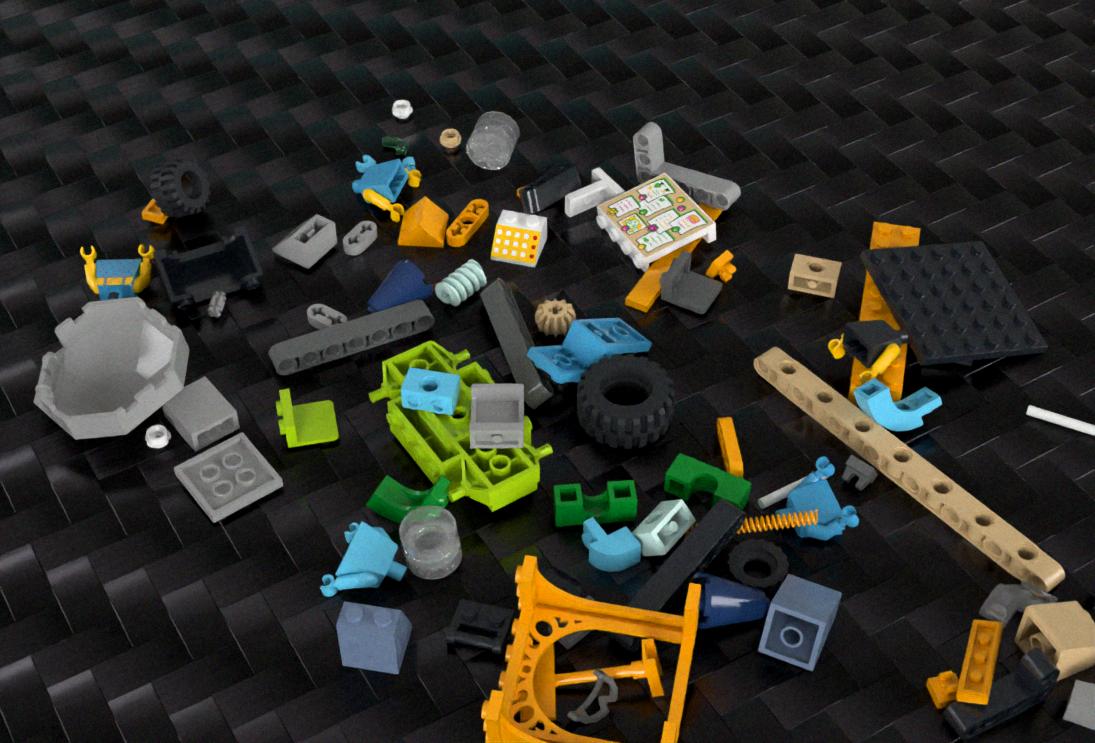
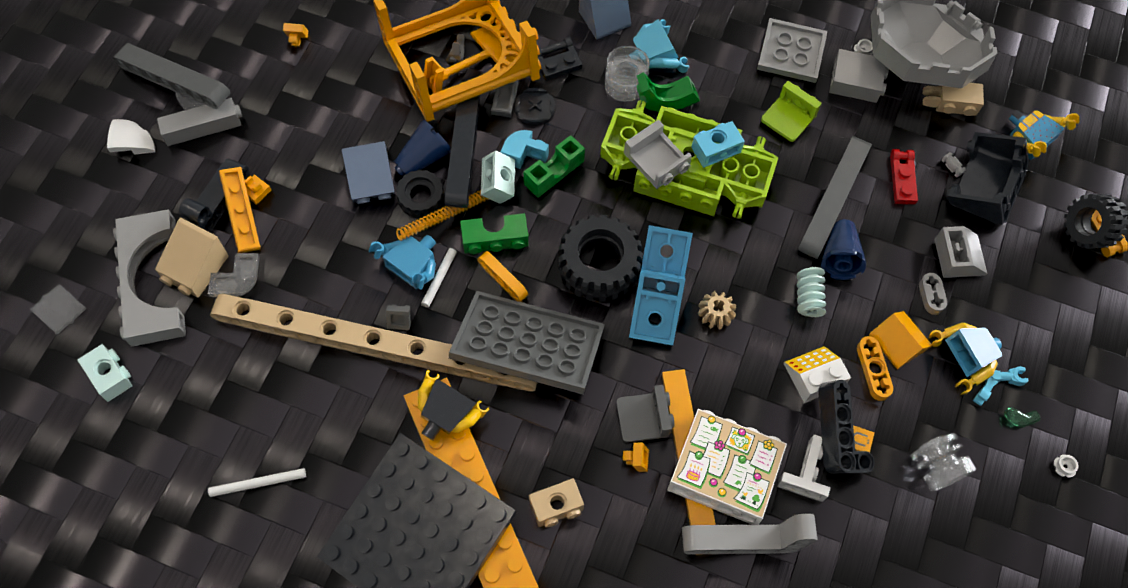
camera: 140 degrees right, 20 degrees up
(270, 321) = (904, 177): none -> red plate
(322, 316) = (869, 203): light grey beam -> none
(450, 138) = (993, 454): tan plate -> none
(516, 342) = (732, 265): dark grey beam -> none
(753, 374) = (528, 342): none -> dark grey plate
(902, 415) = (401, 381): medium azure arch -> none

